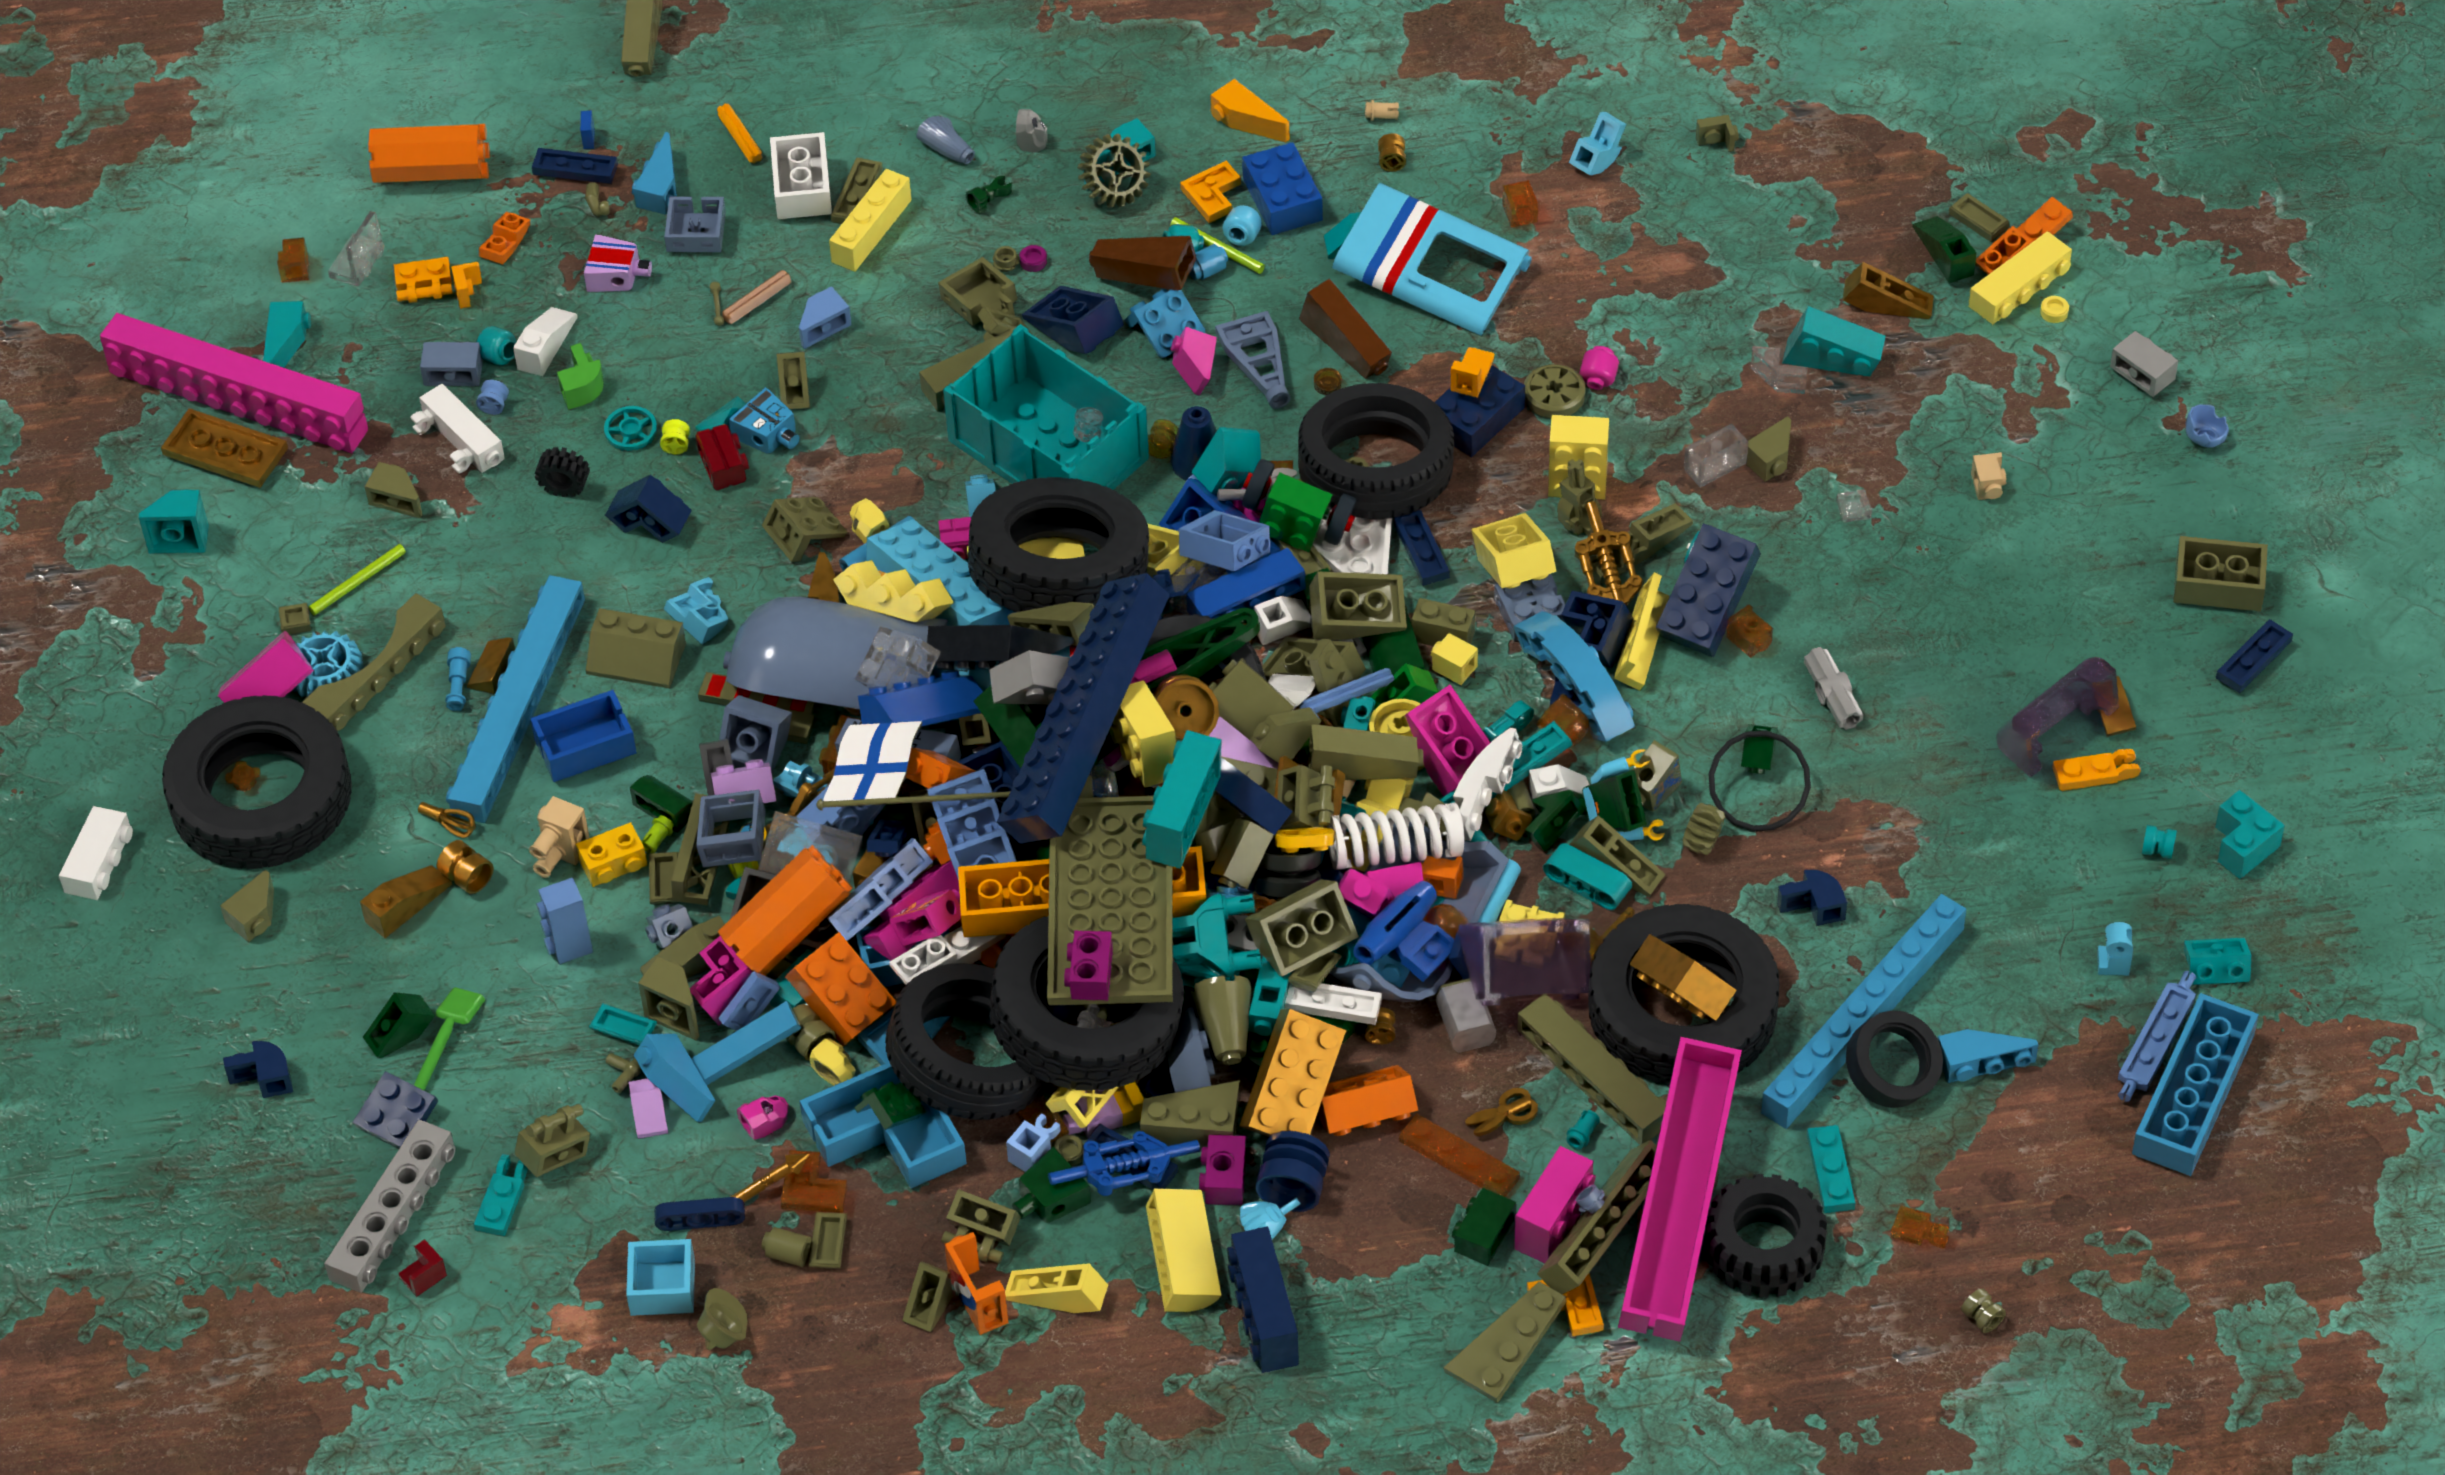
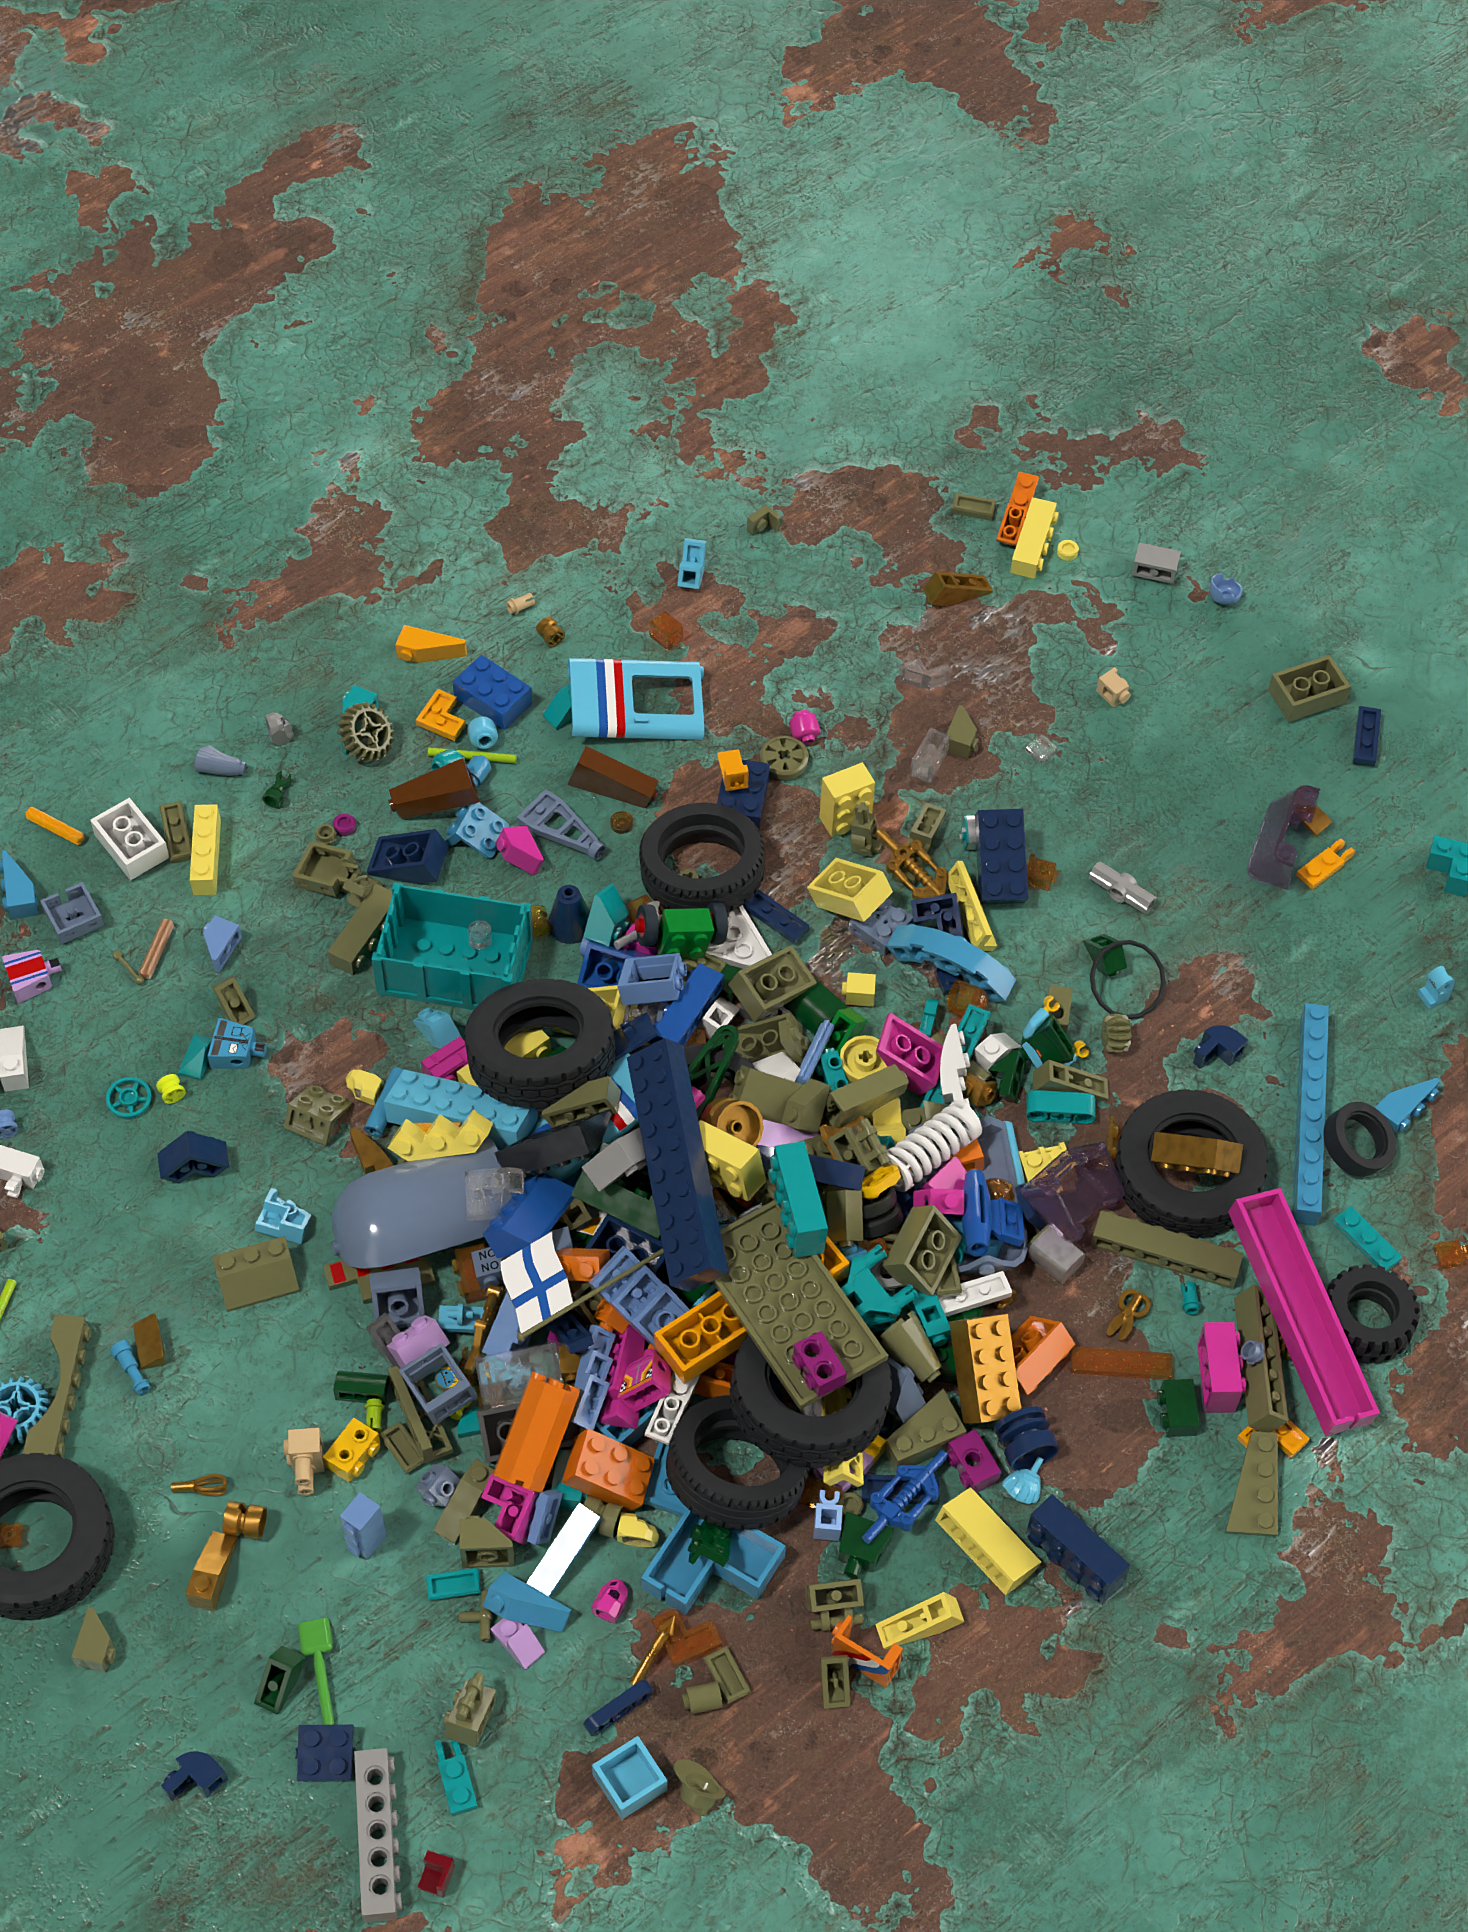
camera: 35 degrees left, 5 degrees up
(516, 698) = (190, 1360): dark azure brick -> none
(562, 472) = (104, 1159): black tyre -> none
(583, 381) = (67, 1077): bright green brick -> none
(583, 735) = (266, 1365): blue piece -> none
(721, 456) = (217, 1087): dark red brick -> none
(1436, 619) = (833, 966): olive brick -> none
(1833, 344) = (949, 639): teal wedge -> none
(1947, 247) = (973, 536): dark green slope -> none
(2159, 842) = (1404, 896): teal wheel -> none

